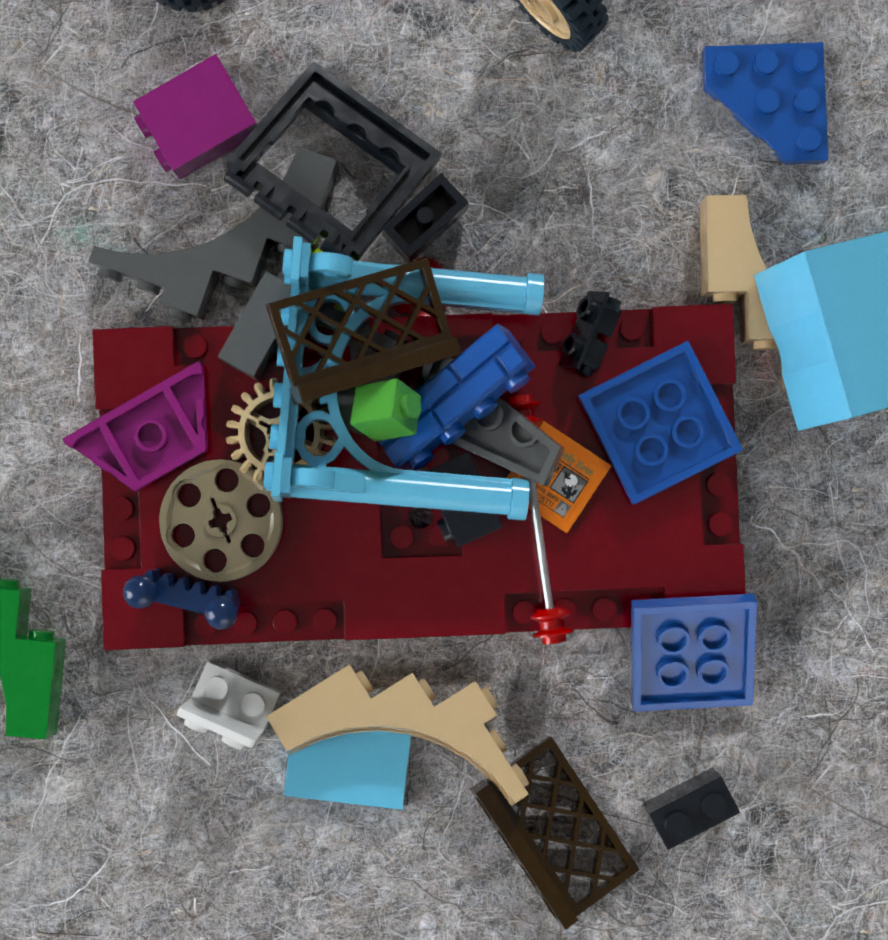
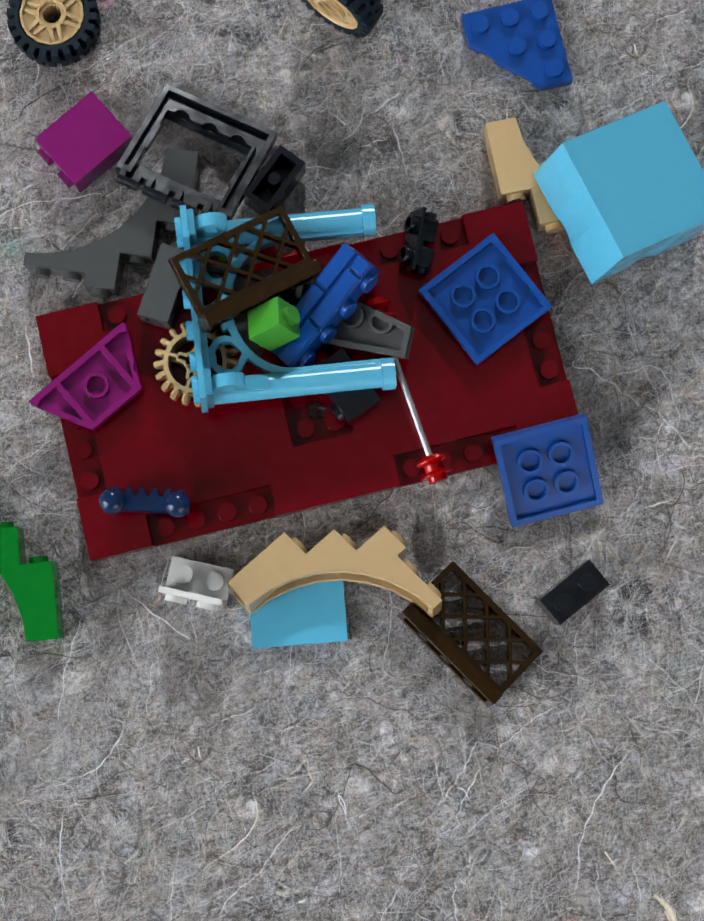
camera: 15 degrees left, 5 degrees down
(208, 537) = (148, 438): dark tan wedge -> none
(572, 483) = (426, 359): orange tile -> none

